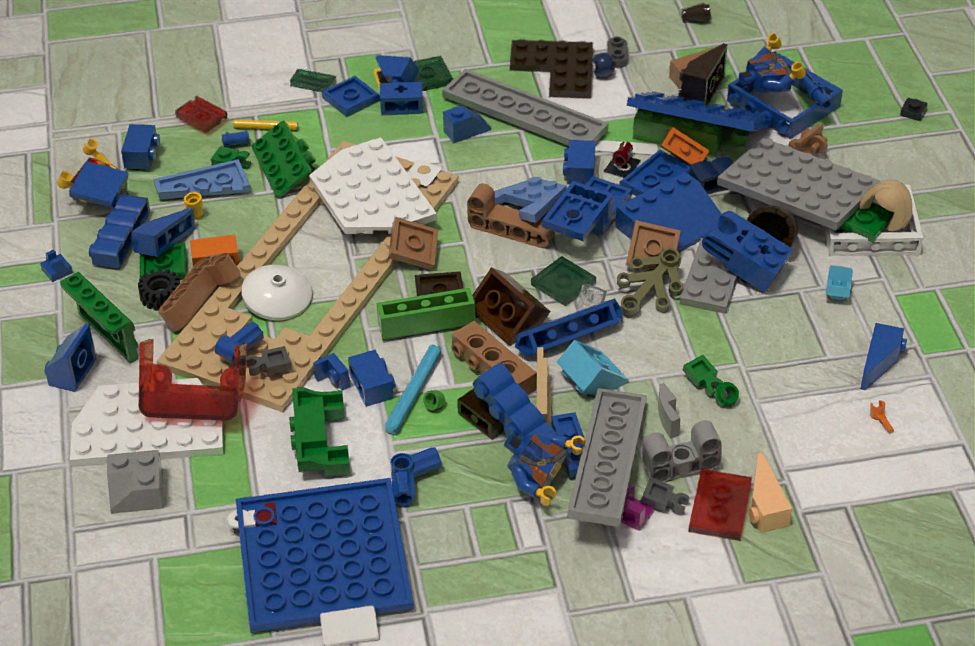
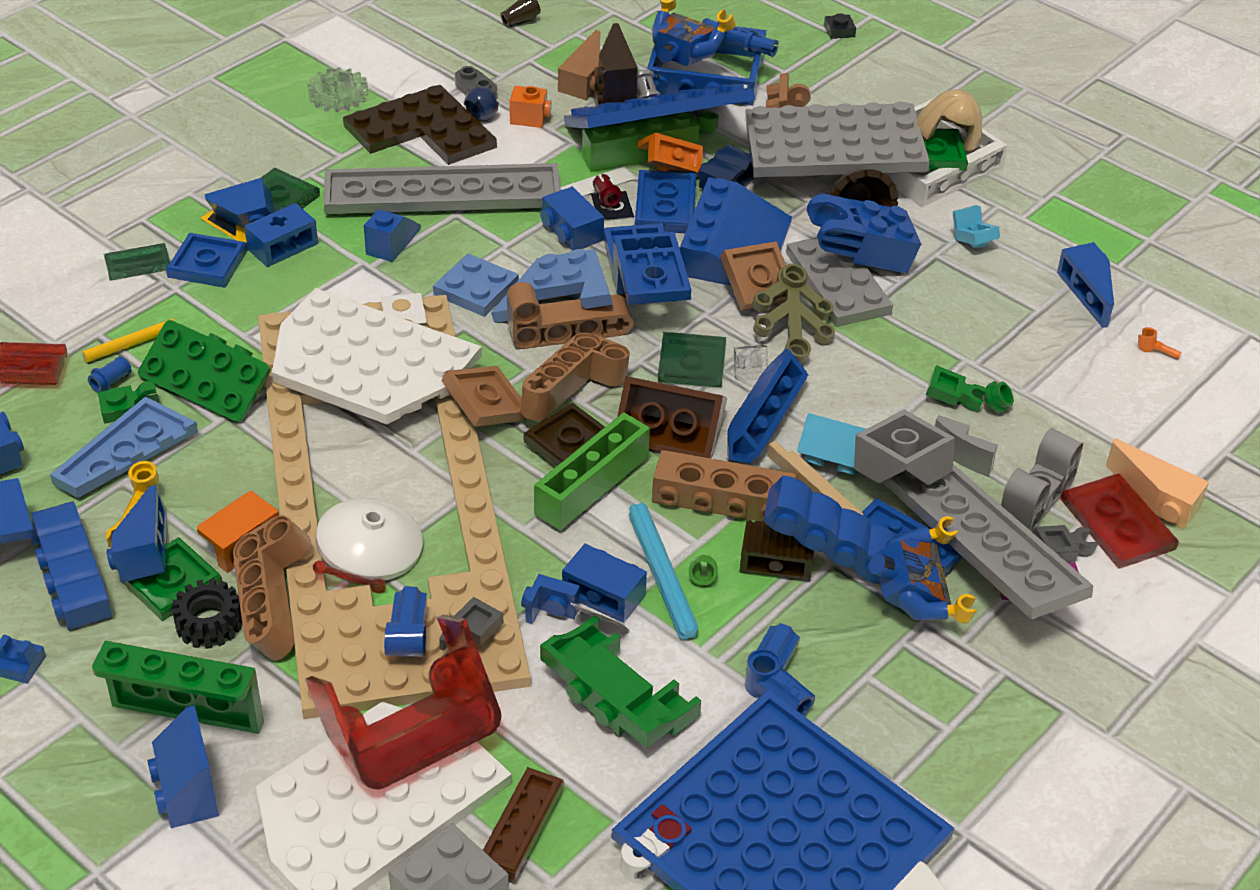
camera: 40 degrees left, 0 degrees up
(202, 473) = (523, 820): none -> reddish brown plate
(257, 318) = (377, 585): none -> clear red hinge
(348, 393) = (602, 617): none -> white sticker
(473, 251) = (562, 374): none -> medium nougat beam
(485, 171) = (475, 284): none -> medium blue plate
(525, 21) = (337, 89): none -> clear gear
(606, 389) = (905, 445): none -> light grey slope
(631, 79) = (529, 106): none -> orange brick
(720, 94) = (645, 84): none -> light grey bush

